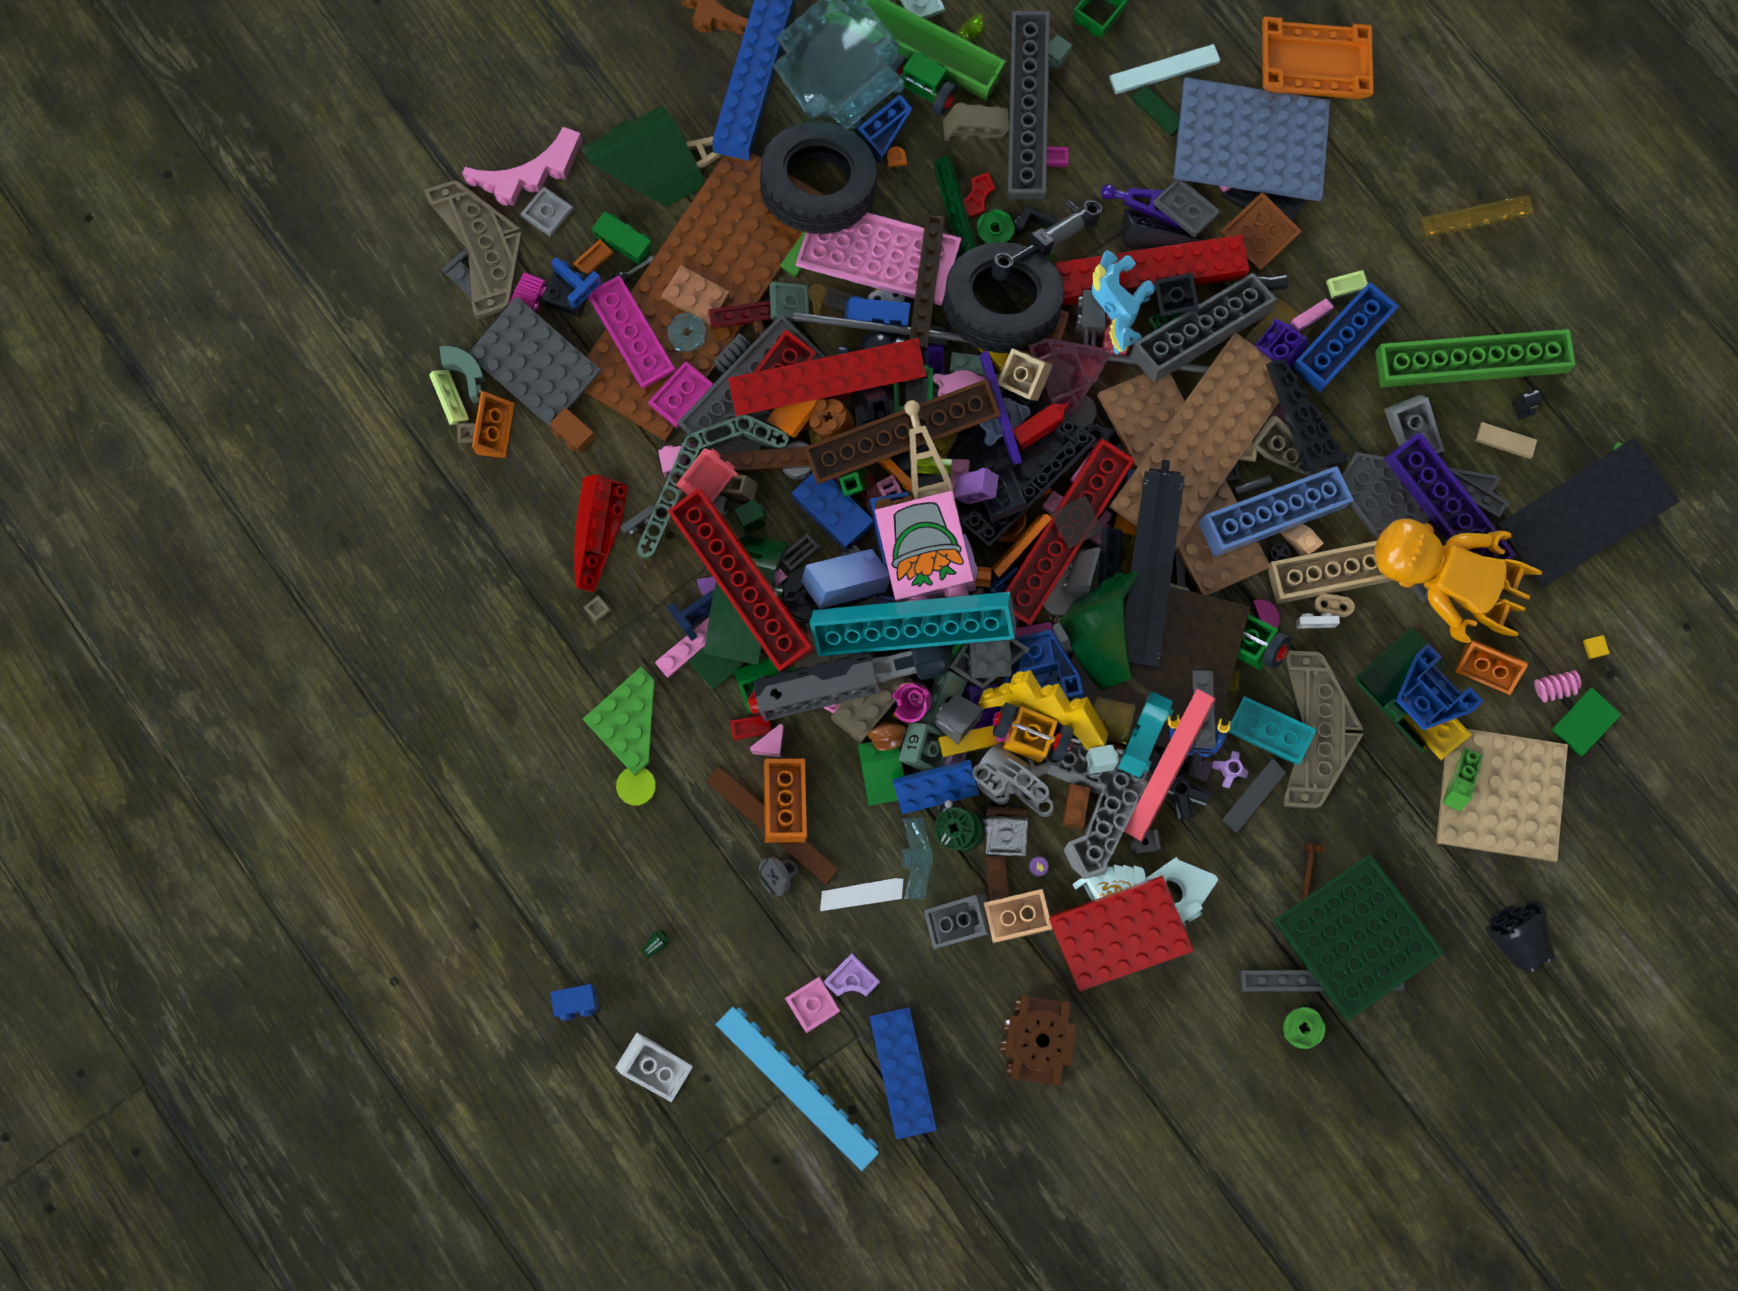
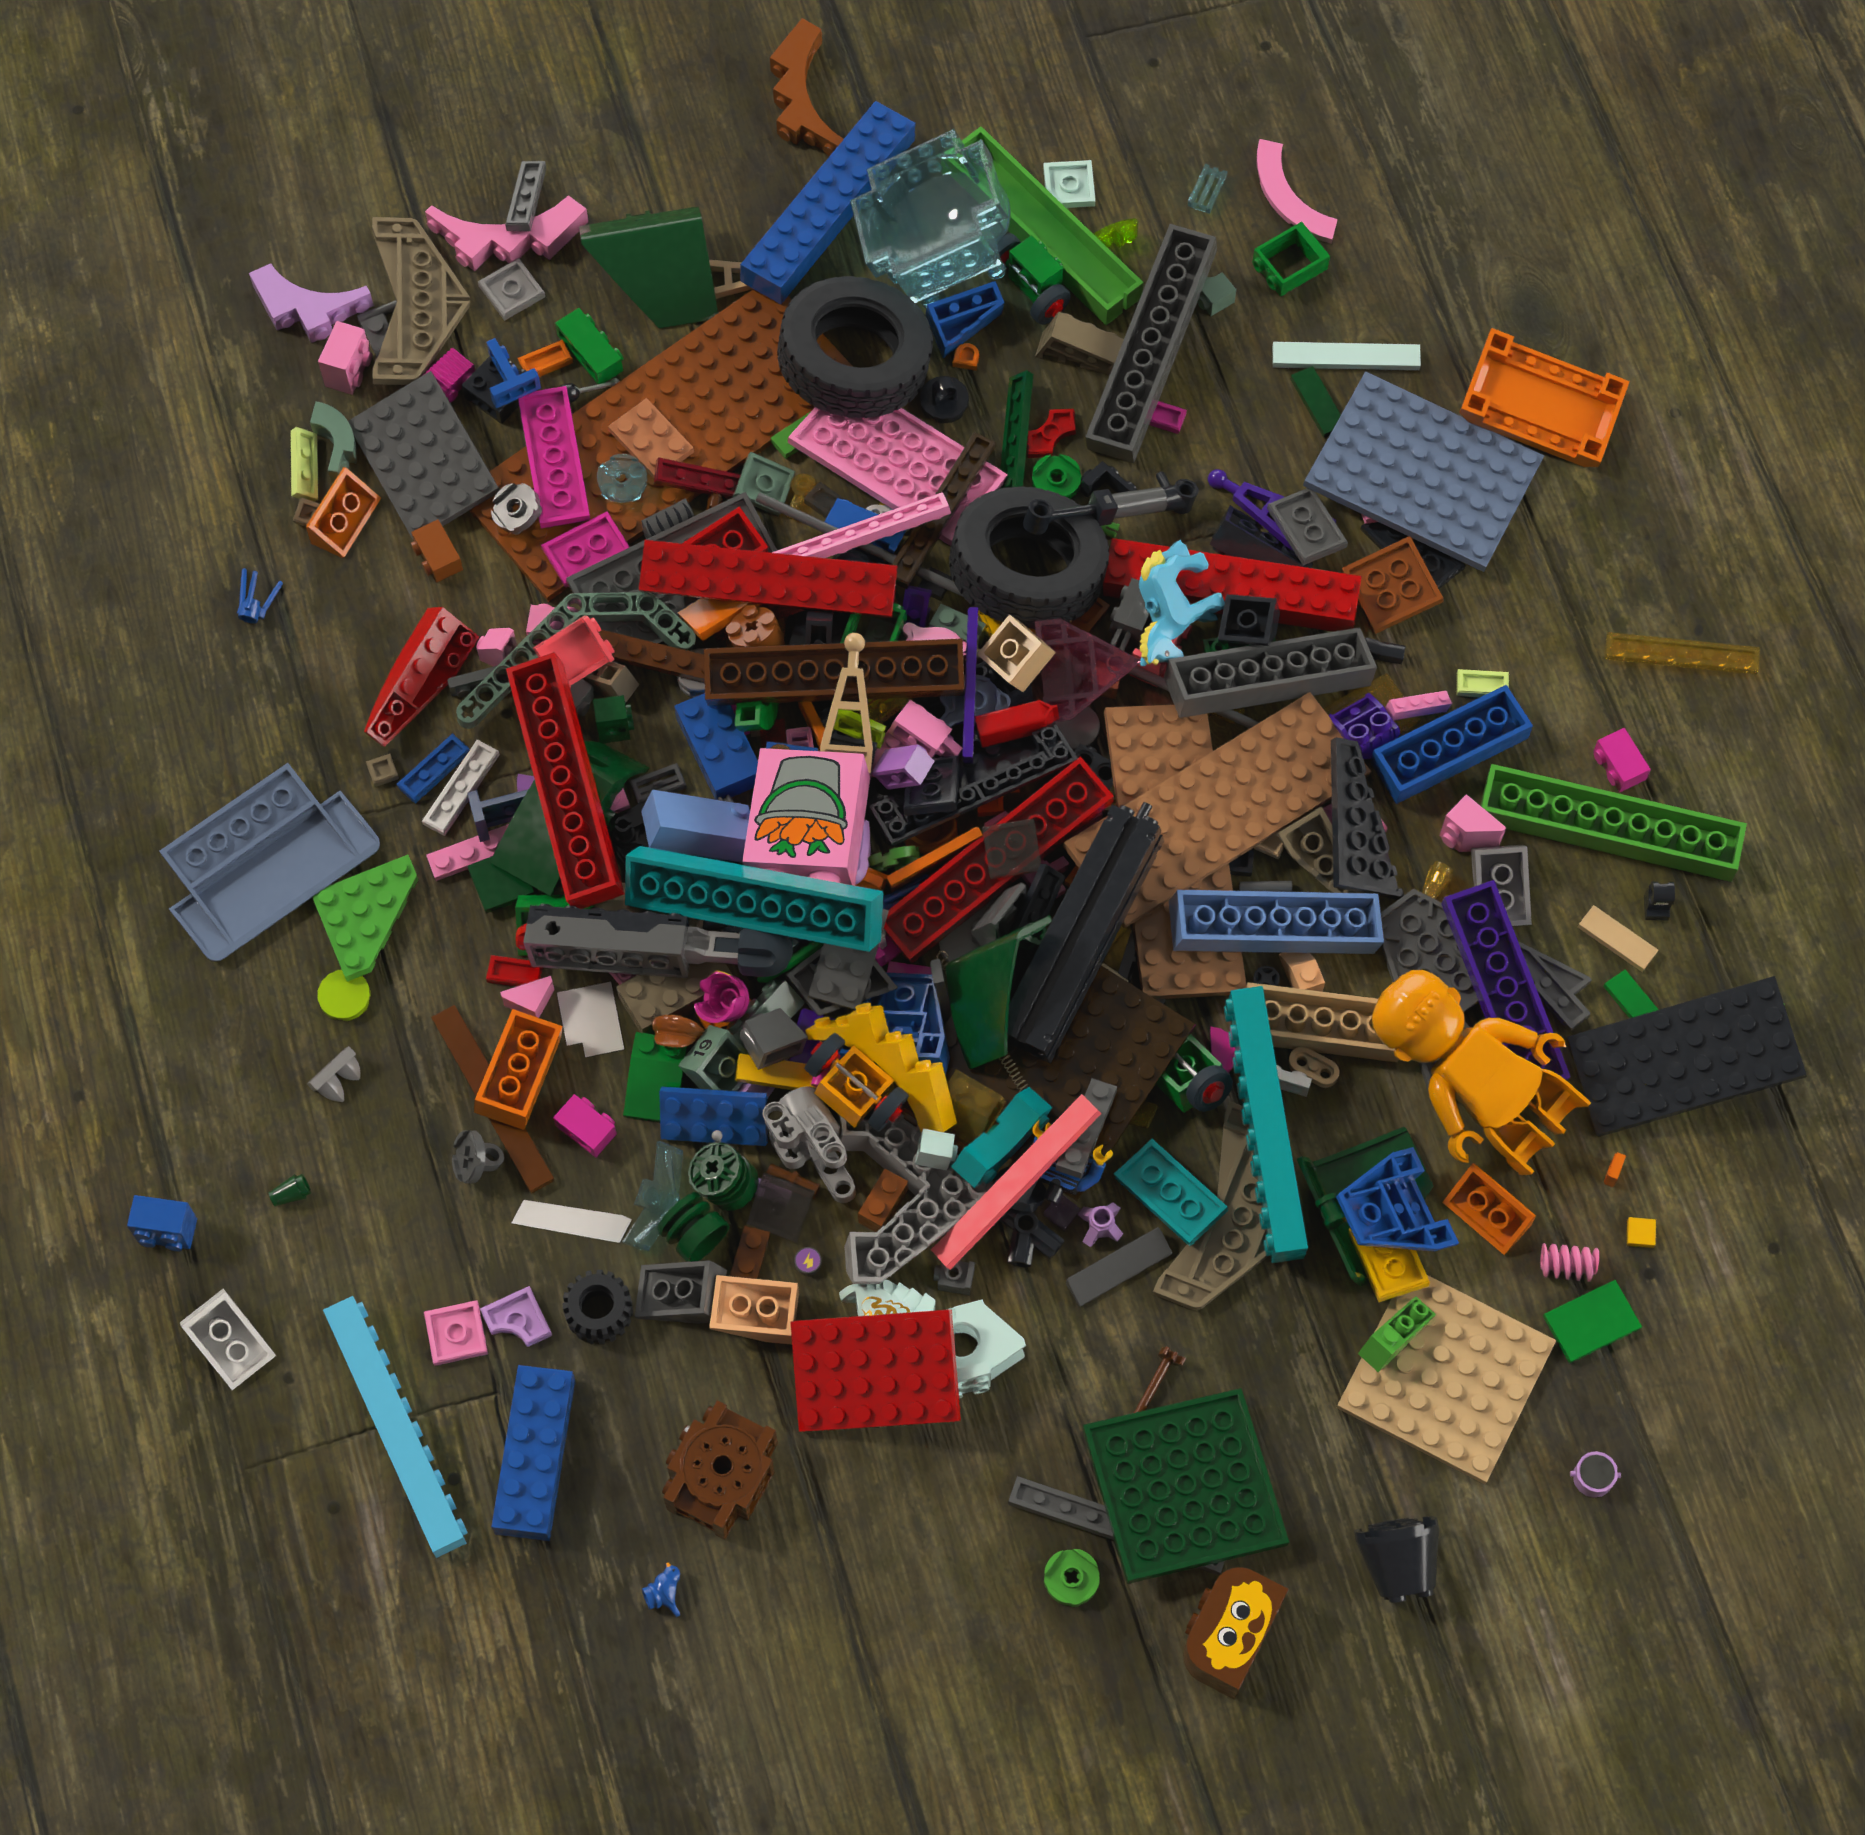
camera: 20 degrees right, 10 degrees down
(409, 275) = (315, 310): none -> lavender arch
(448, 306) = (345, 358): none -> bright pink brick
(452, 519) = (250, 608): none -> blue plant
(531, 137) = (526, 196): none -> dark grey tile
(539, 706) = (263, 860): none -> sand blue slope
(609, 383) = (526, 514): none -> plate
(633, 595) = (433, 768): none -> blue tile
(645, 490) = (496, 645): none -> bright pink slope
(648, 854) = (327, 1082): none -> light grey tile
(658, 603) = (464, 780): none -> white tile
(818, 742) = (591, 1019): none -> white sticker
(846, 823) = (585, 1125): none -> dark pink brick
(884, 316) = (872, 528): none -> bright pink plate
(892, 194) = (944, 399): none -> black tile
(907, 934) = (592, 1286): none -> black tyre
(952, 873) = (693, 1227): none -> dark green wheel
(978, 454) = (920, 727): none -> bright pink hinge
(991, 554) = (894, 858): none -> bright green plate
(1029, 1137) = (663, 1590): none -> blue animal
(1325, 663) = (1267, 1125): none -> teal brick
(1369, 439) = (1437, 879): none -> clear yellow cone
(1380, 394) = (1471, 827): none -> bright pink slope
(1428, 1028) = (1231, 1628): none -> reddish brown brick
(1463, 309) = (1621, 760): none -> dark pink brick
(1530, 480) = (1629, 995): none -> green tile
(1564, 609) = (1614, 1169): none -> orange tile
(1627, 830) = (1595, 1474): none -> piece

